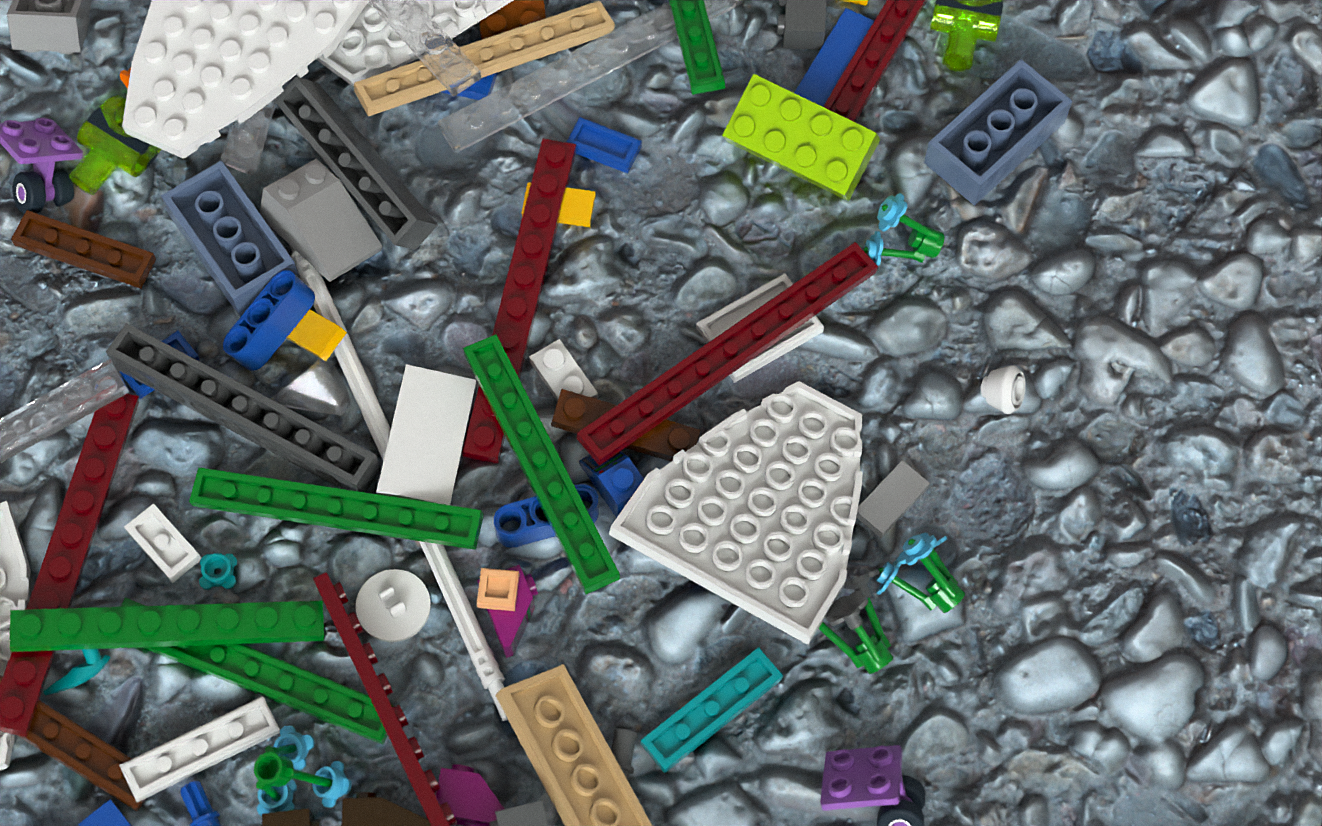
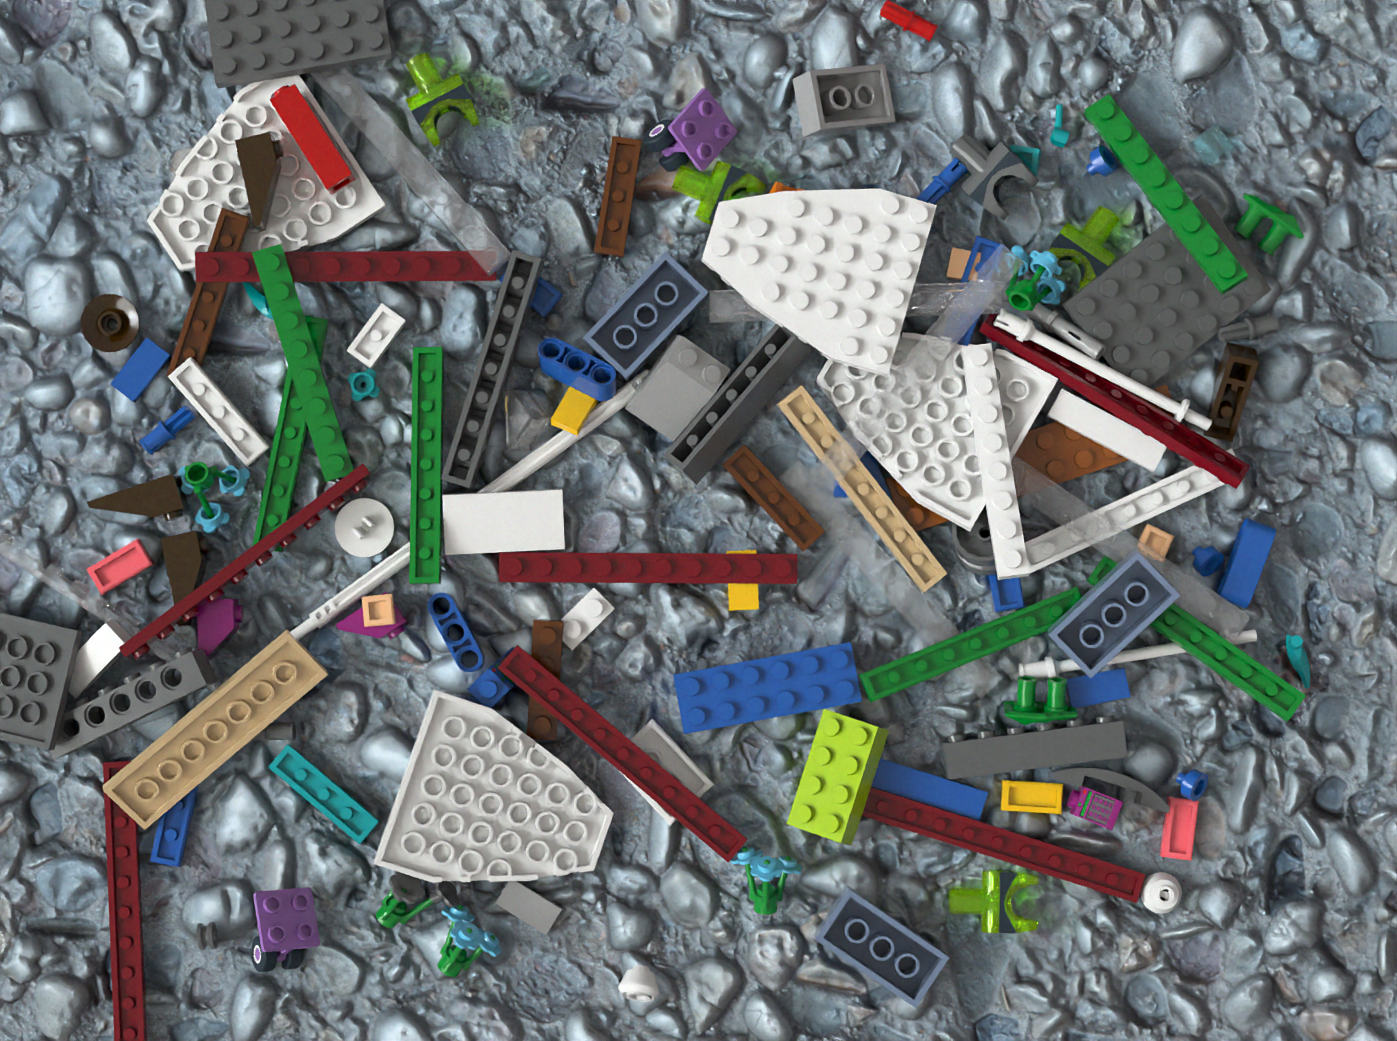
camera: 80 degrees right, 20 degrees up
(473, 154) = (773, 498): none -> reddish brown plate
(541, 465) = (489, 619): green plate -> none
(604, 145) = (808, 606): blue tile -> none
(686, 196) = (767, 688): none -> blue brick

